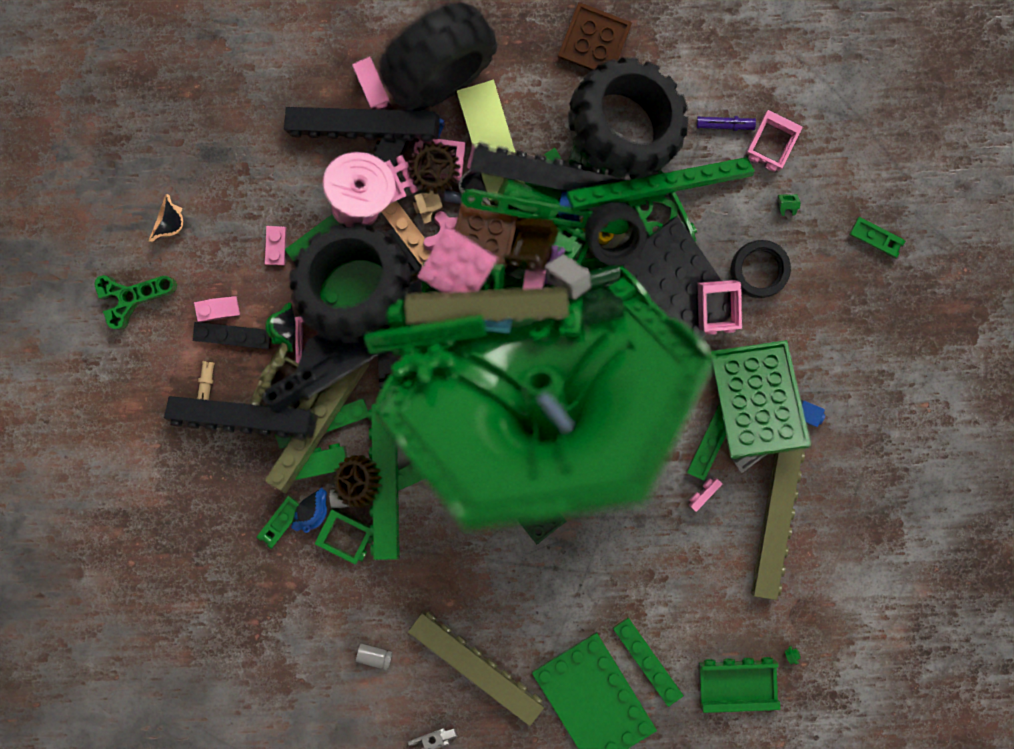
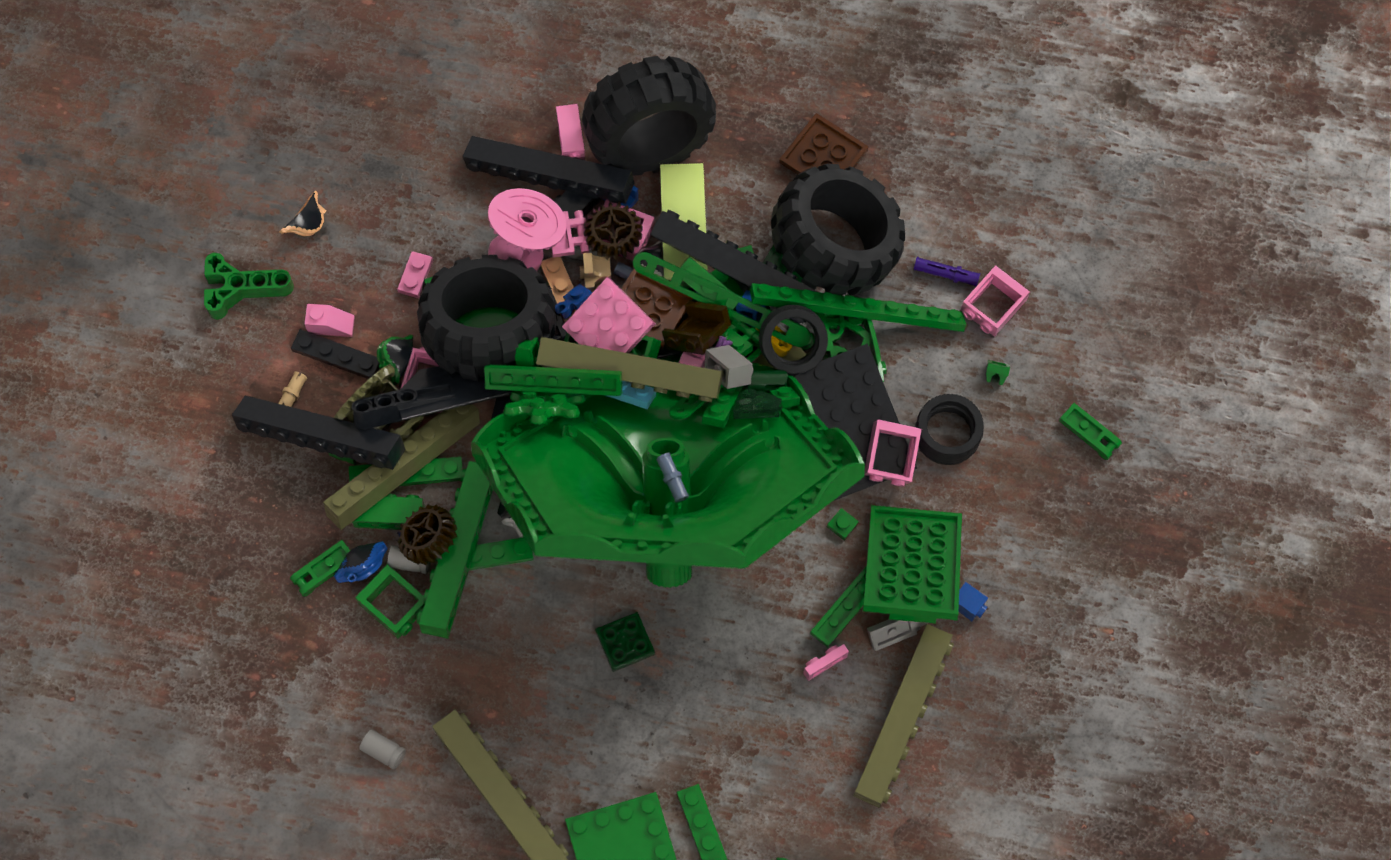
camera: 10 degrees right, 20 degrees down
(419, 236) = (573, 300): none -> blue plate

